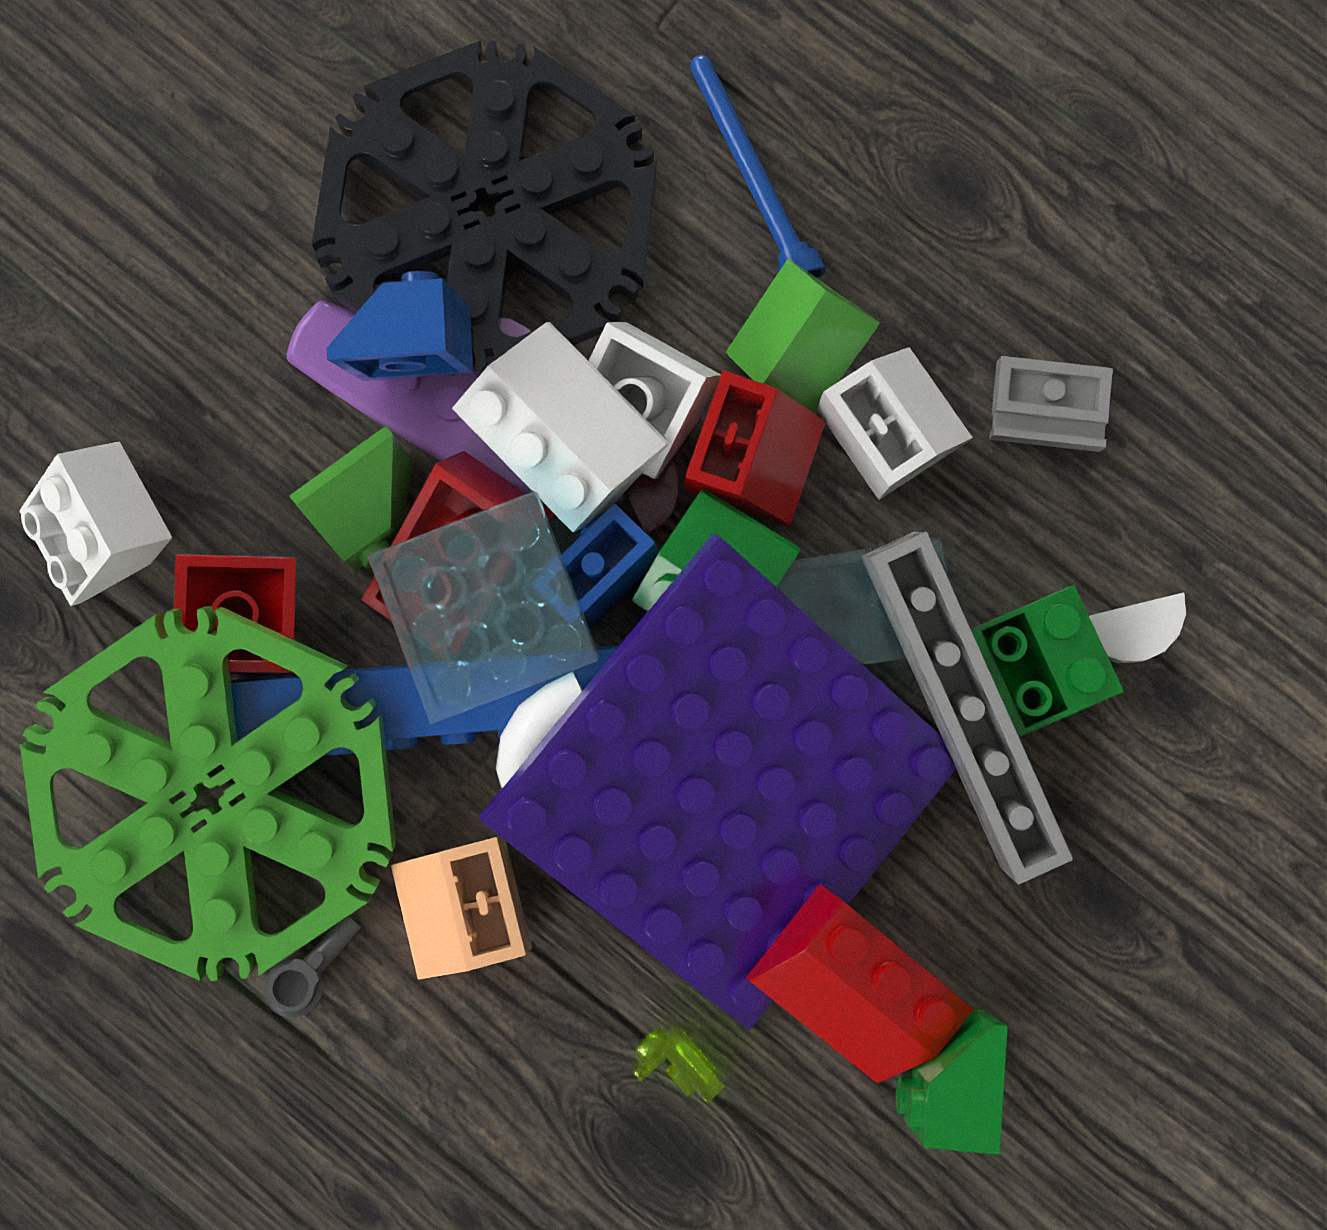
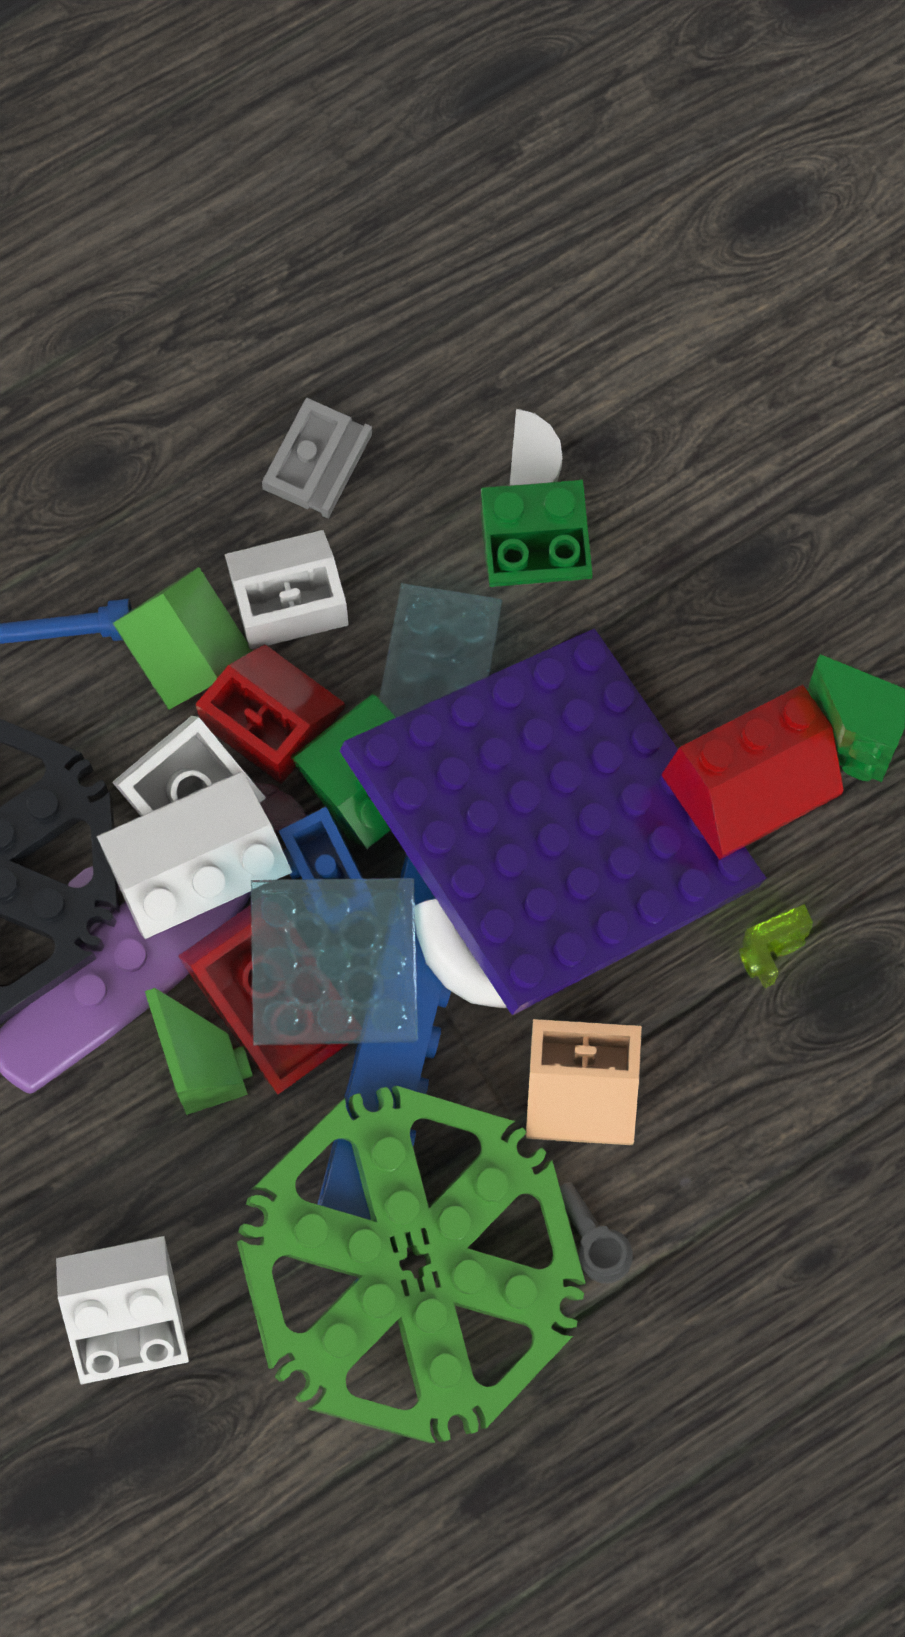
camera: 70 degrees left, 10 degrees down
(247, 585) = (234, 1170): red slope -> none
(407, 332) = (69, 944): blue slope -> none
(967, 707) = (550, 606): light grey brick -> none

